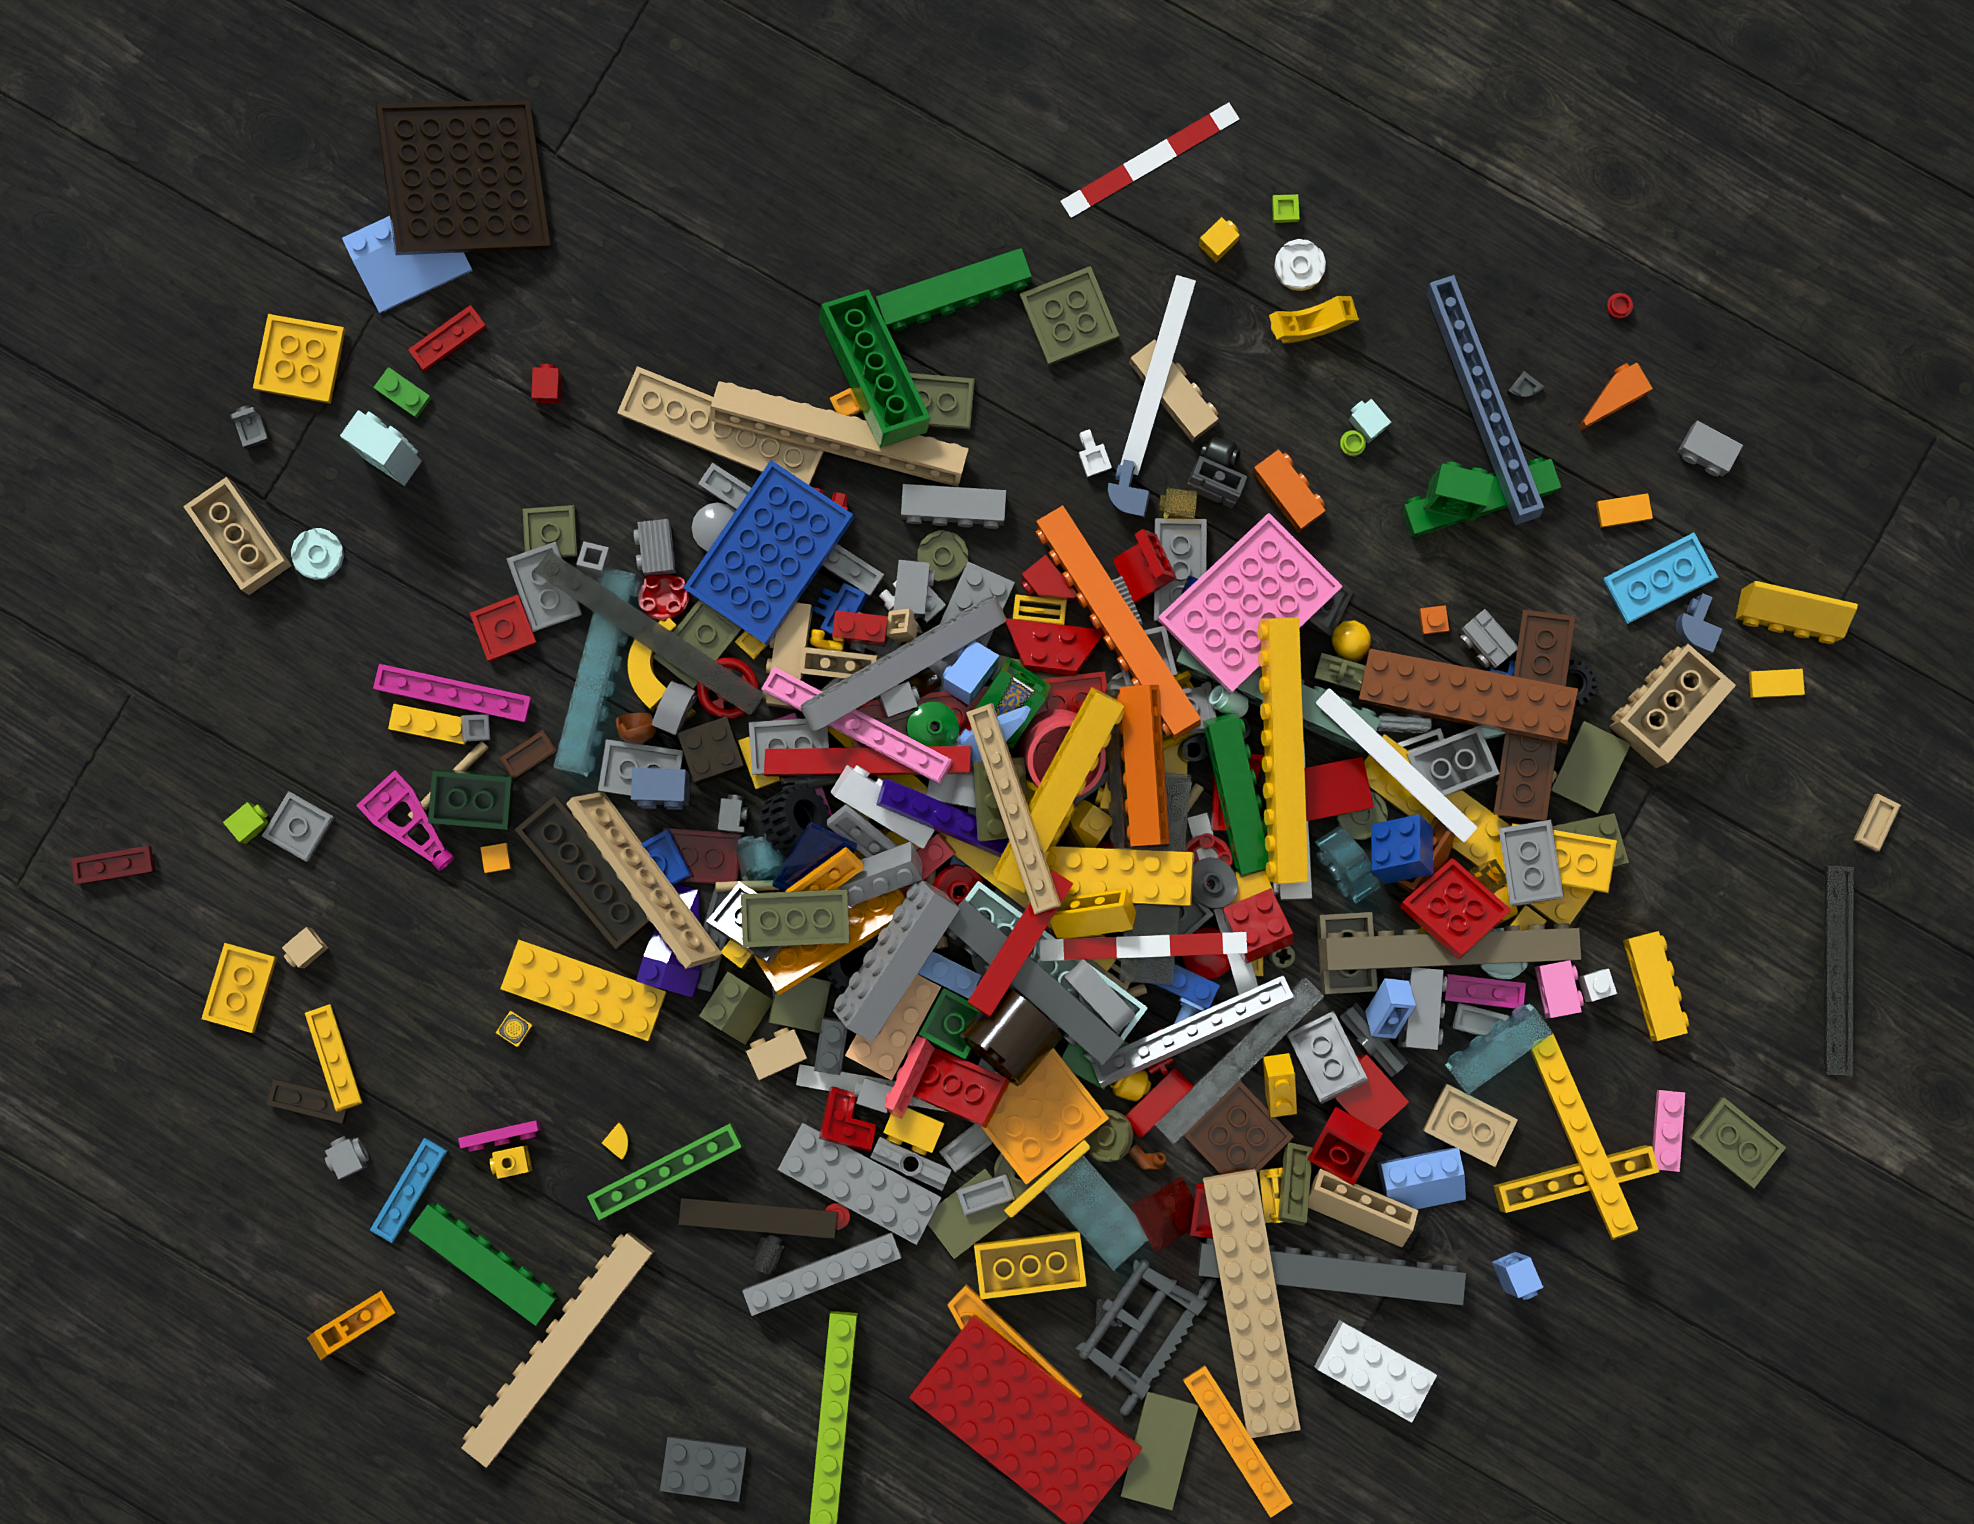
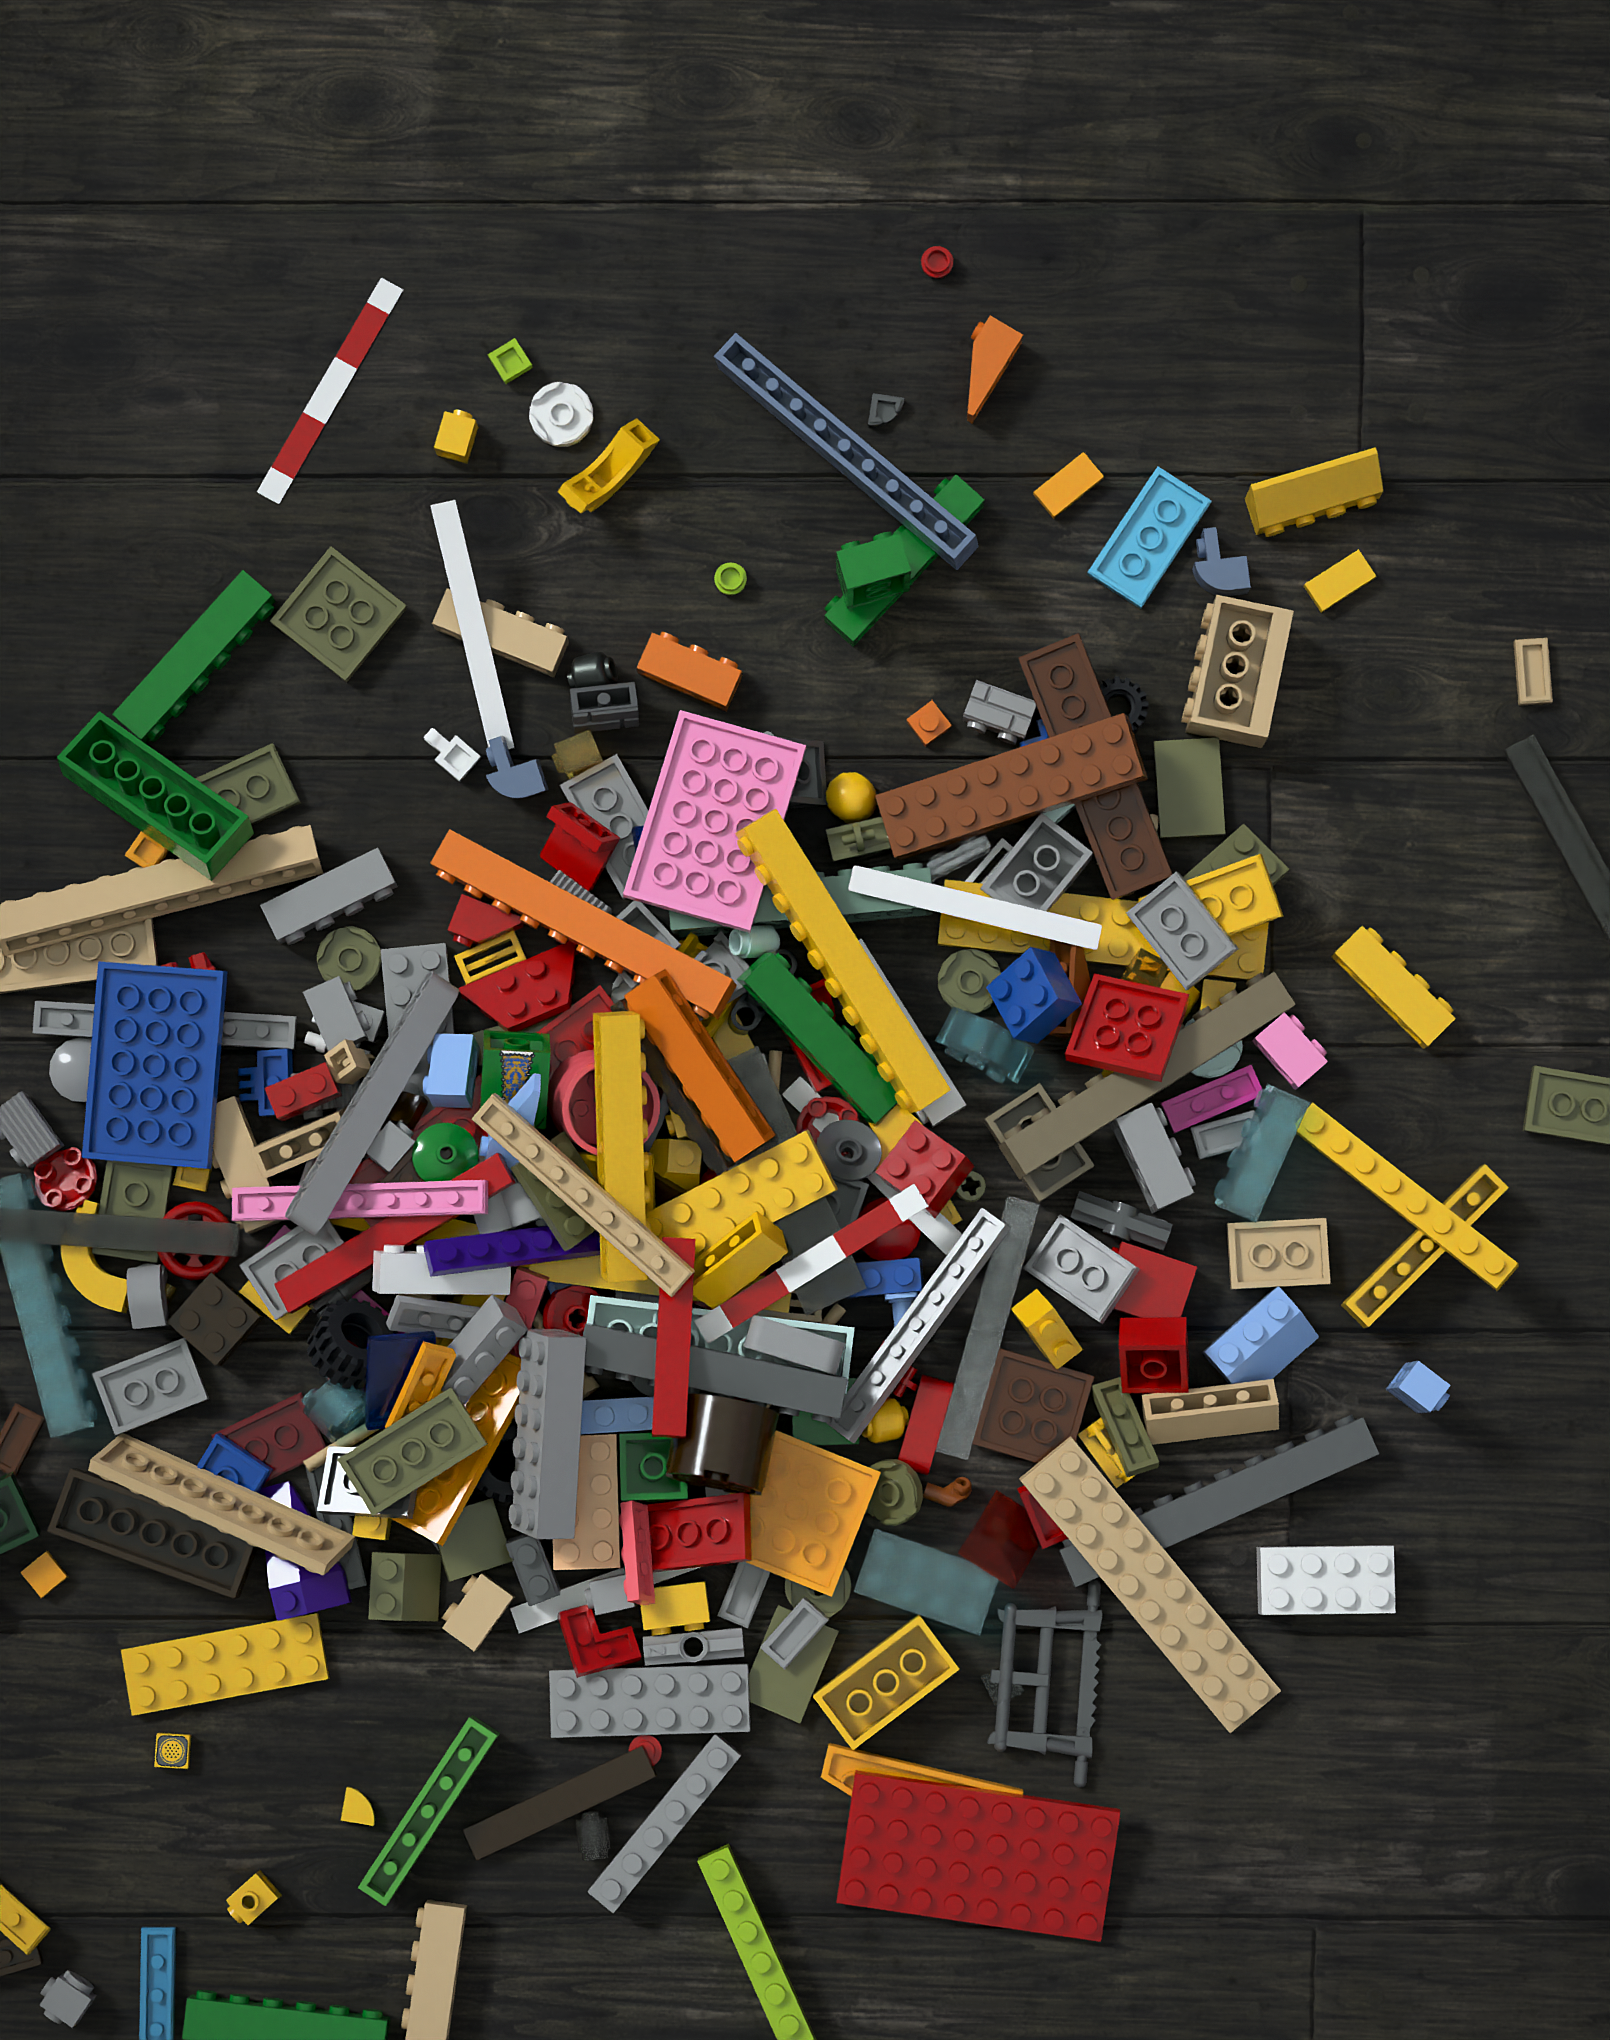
camera: 25 degrees left, 0 degrees up
(500, 1136) = (224, 1877): dark pink plate -> none
(635, 727) = (117, 1342): dark orange hair -> none
(660, 787) = (182, 1392): sand blue brick -> none
(732, 815) = (279, 1376): flat silver brick -> none
(818, 641) = (264, 1131): yellow arm -> none
(1047, 1178) = (851, 1577): yellow tile -> none
(1164, 1438) = (1140, 1786): olive tile -> none
(1237, 1441) = (1220, 1742): light orange plate -> none
(1337, 789) = (925, 970): red tile -> none
(1369, 419) = (733, 543): light aqua brick -> none
(1390, 1008) = (1118, 1176): light blue brick -> none
(1597, 985) = (1329, 1022): white brick -> none
(1668, 1129) = (1495, 1135): bright pink plate -> none
(1709, 449) = (1123, 366): light grey brick -> none

